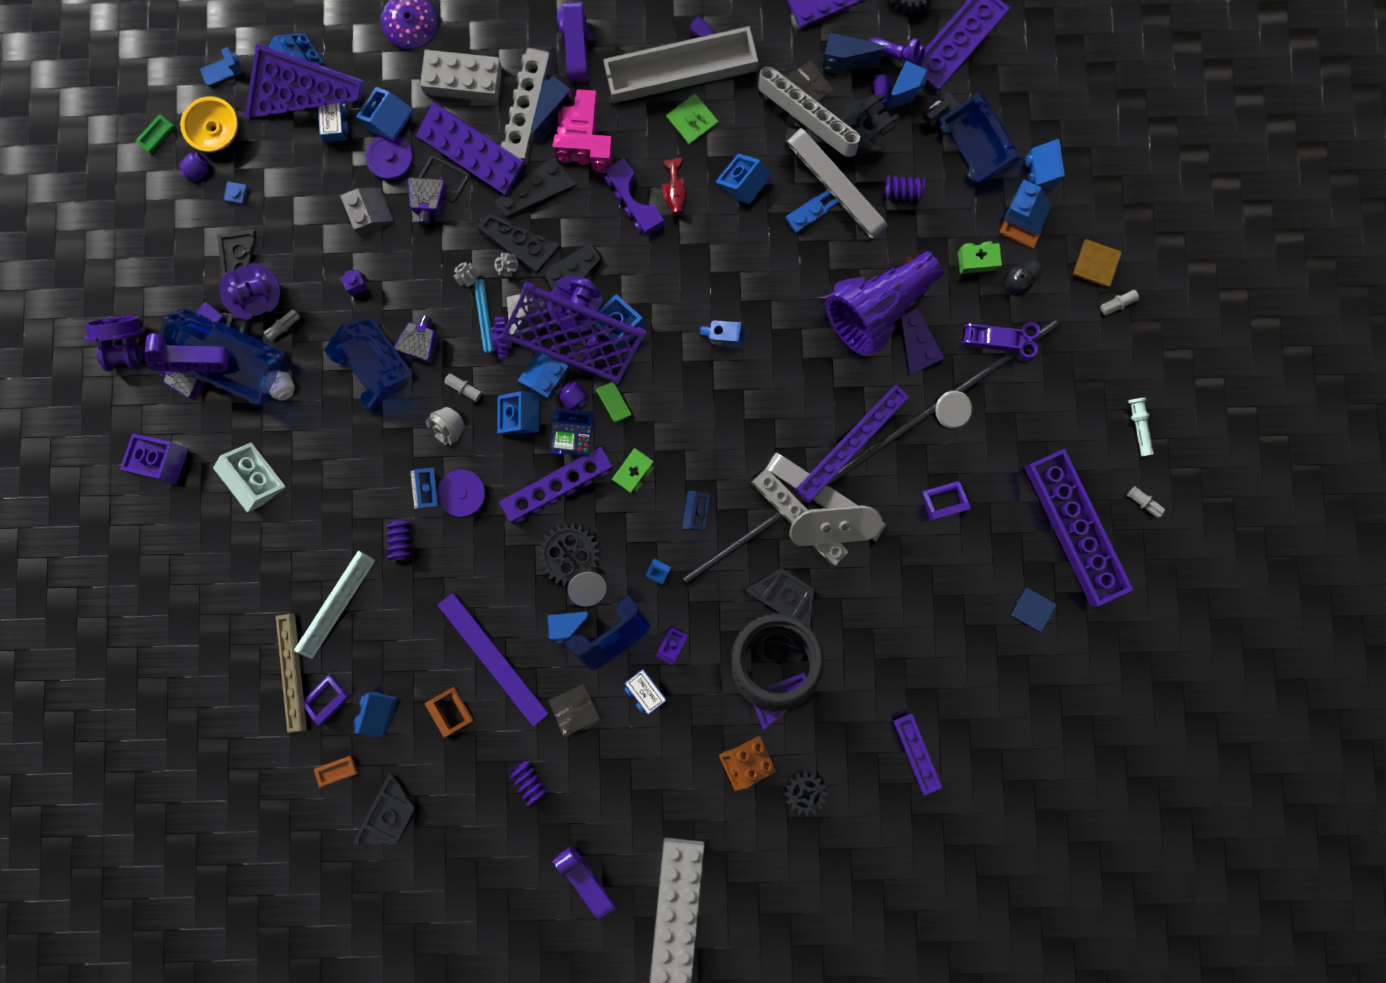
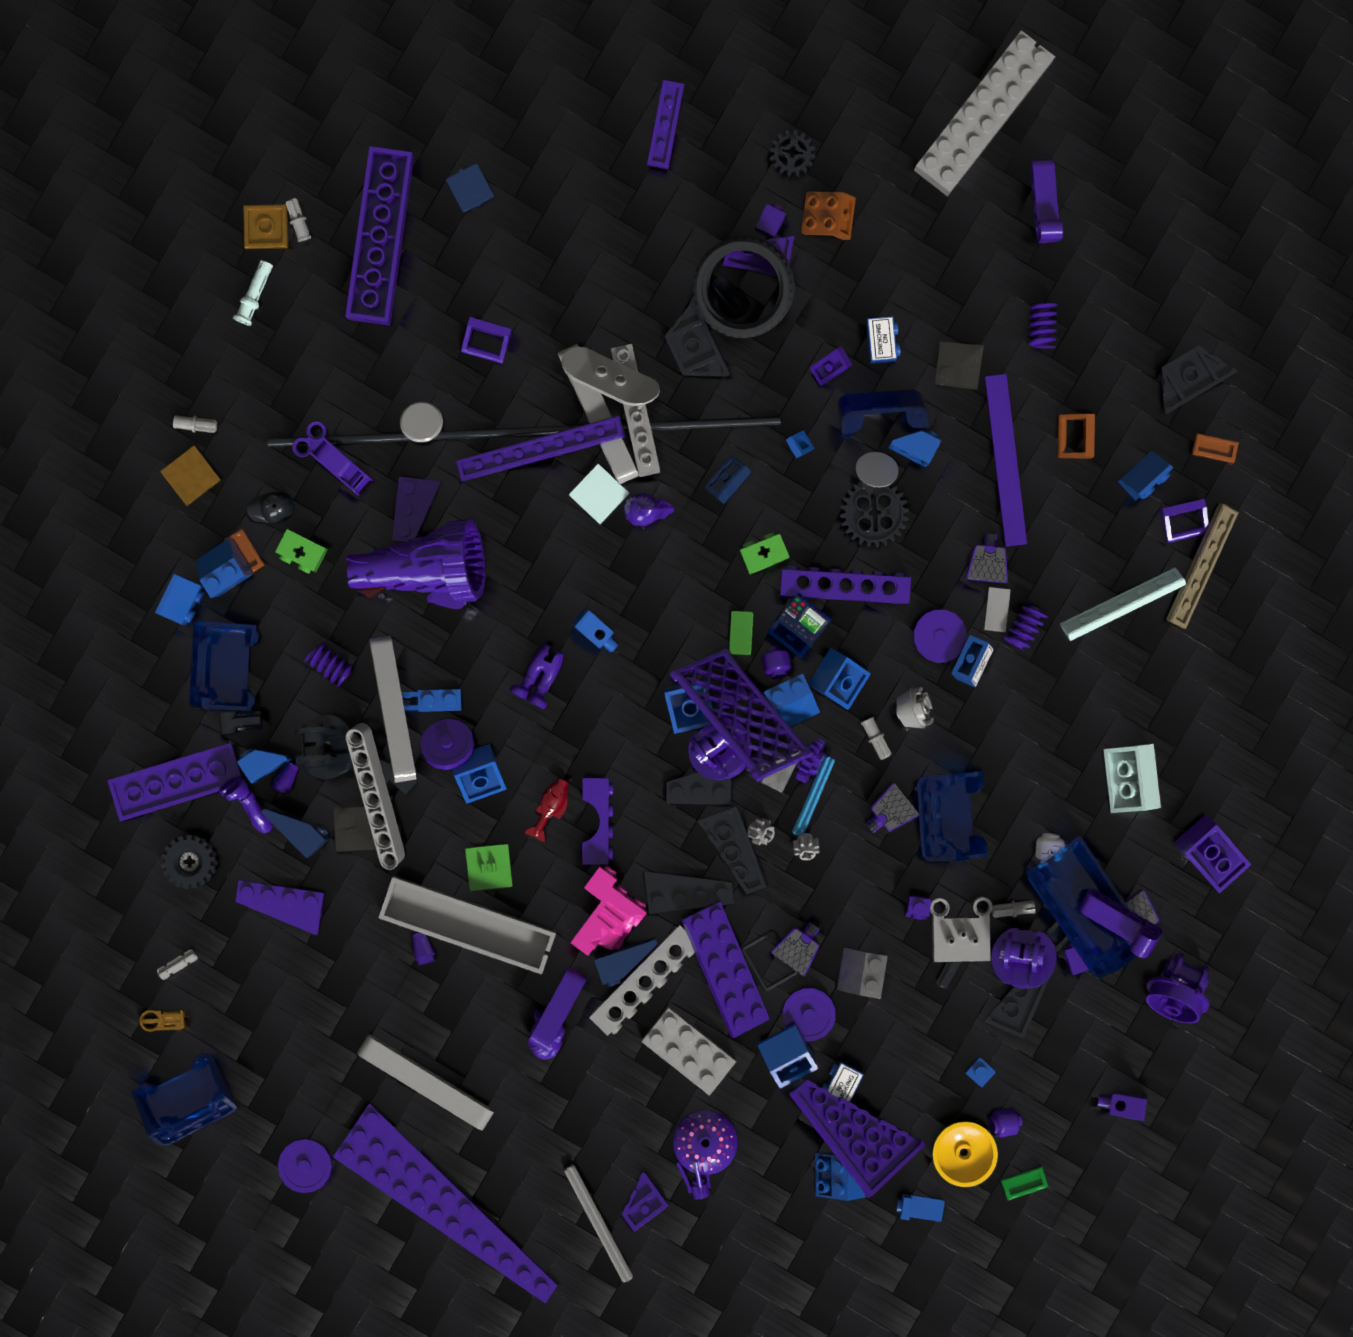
camera: 150 degrees left, 5 degrees up
(108, 232) = (1134, 1108): none -> dark purple torso
(309, 279) = (959, 938): none -> light grey piece
(430, 540) = (997, 609): none -> light grey tile
(458, 571) = (988, 562): none -> torso
(744, 449) = (645, 509): none -> dark purple hair
(750, 283) = (537, 665): none -> dark purple piece
(780, 183) = (447, 744): none -> dark purple wheel
(786, 439) = (599, 494): none -> light aqua tile
(789, 730) = (770, 220): none -> dark purple brick
(1166, 482) = (265, 226): none -> pearl gold tile

